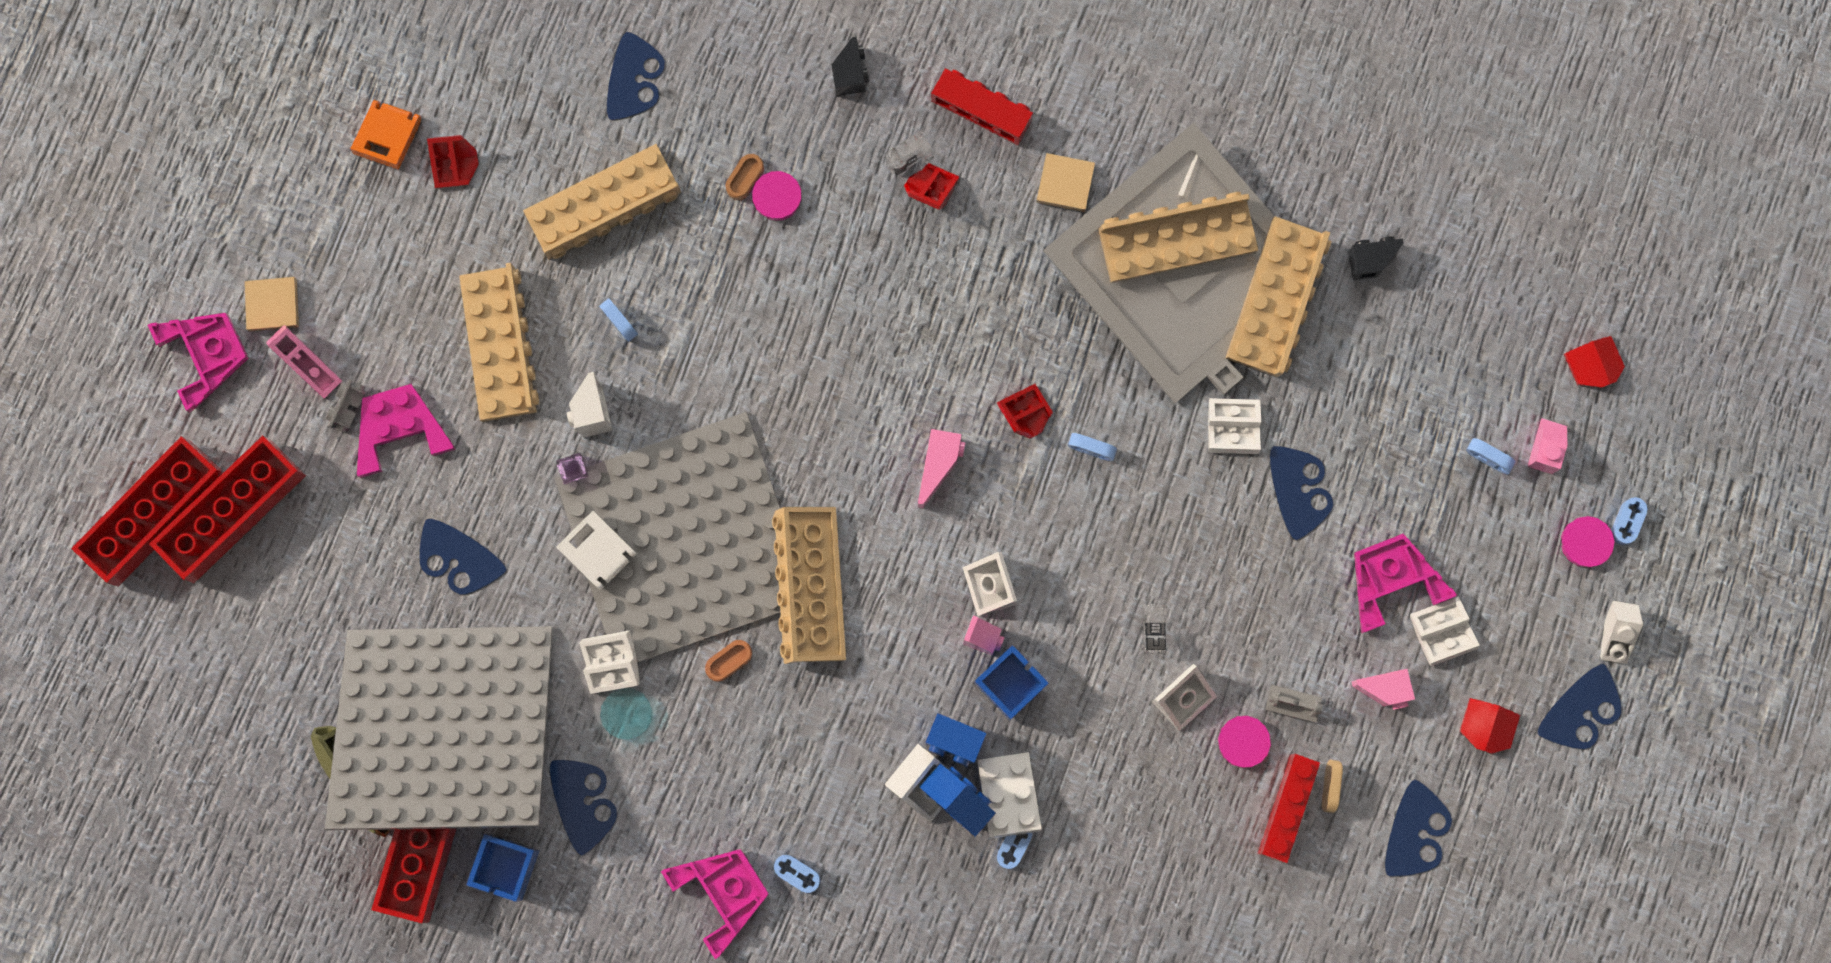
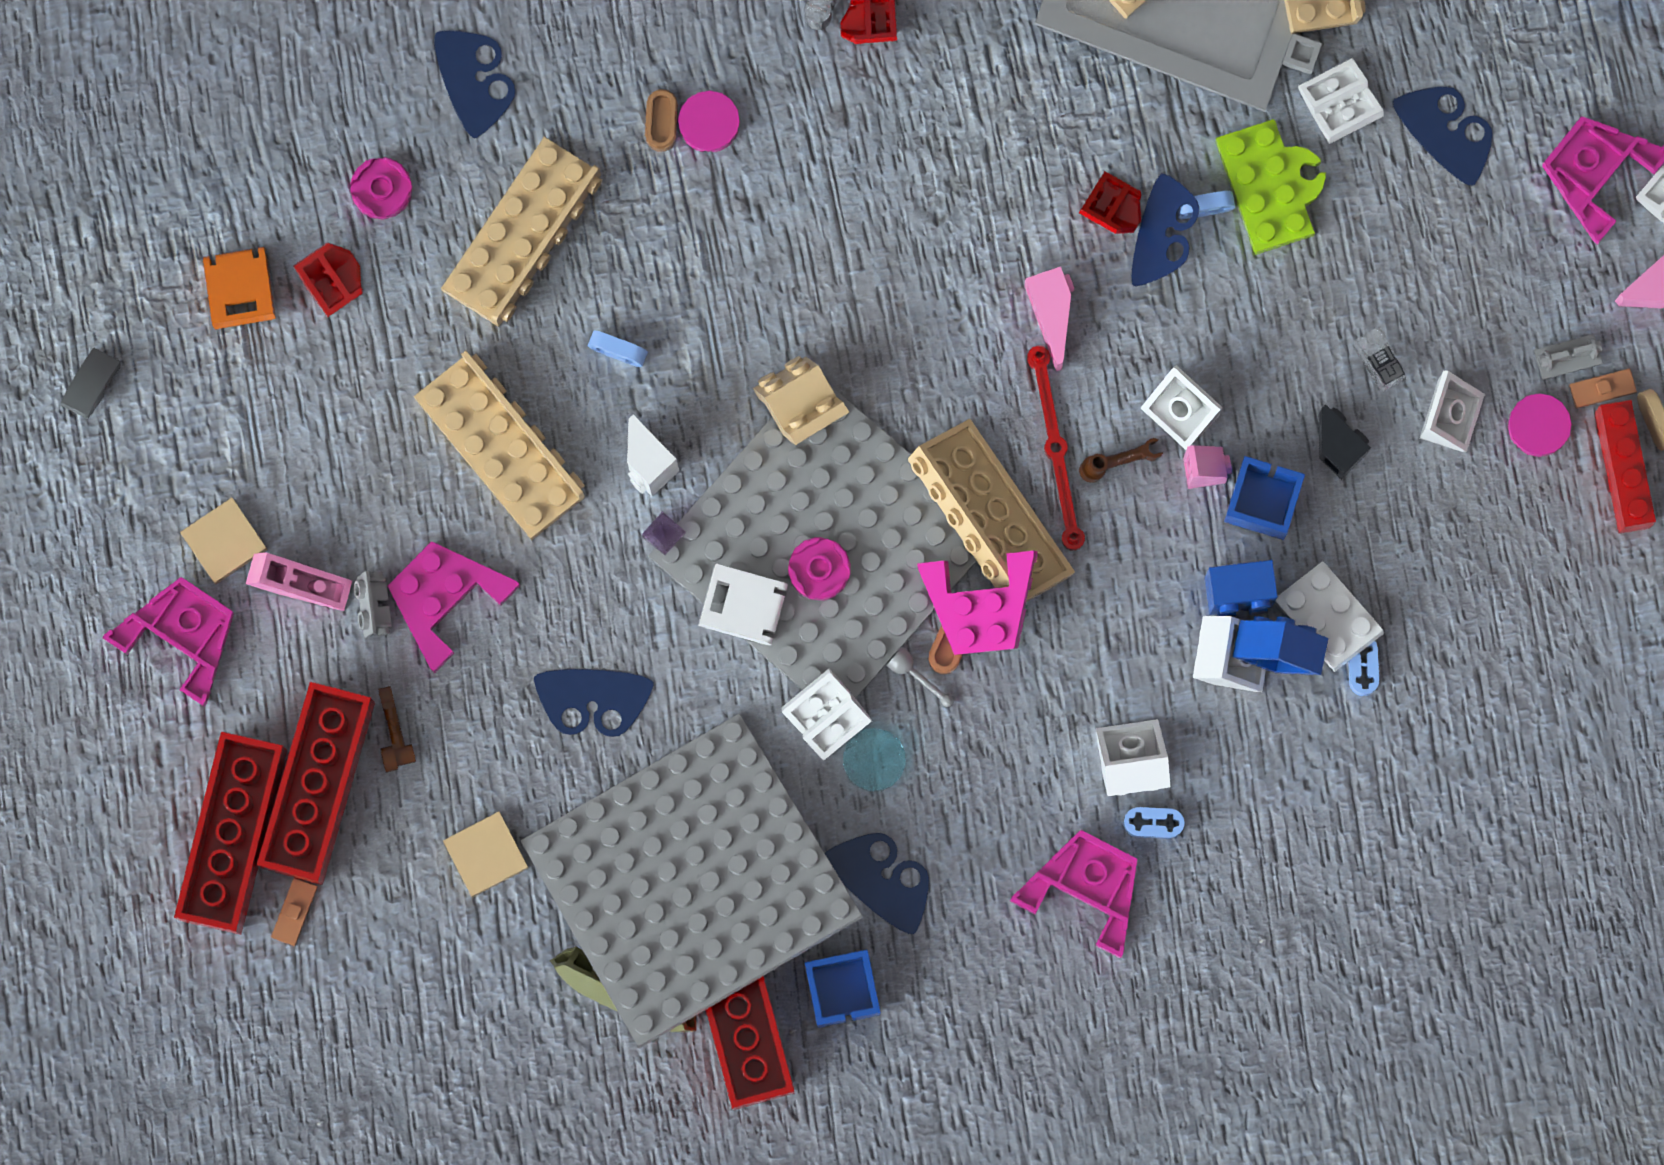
camera: 30 degrees left, 0 degrees up
(162, 592) = (294, 912): none -> nougat piece
(245, 144) = (90, 382): none -> dark grey slope
(300, 520) = (398, 753): none -> reddish brown brick
(317, 626) = (485, 854): none -> tan tile
(524, 118) = (381, 188): none -> dark pink tile
(666, 555) = (819, 568): none -> dark pink tile
(686, 656) = (903, 663): none -> light grey hinge
(720, 427) = (800, 399): none -> tan bracket
(758, 656) = (981, 618): none -> dark pink wing
(808, 817) = (1133, 757): none -> white slope
(910, 492) = (1072, 537): none -> red piece
(917, 594) = (1092, 474): none -> reddish brown brick
(1038, 454) = (1151, 247): none -> dark blue piece
(1088, 675) = (1338, 444): none -> black slope
(1148, 458) = (1270, 185): none -> lime plate
(1306, 740) = (1602, 388): none -> nougat piece

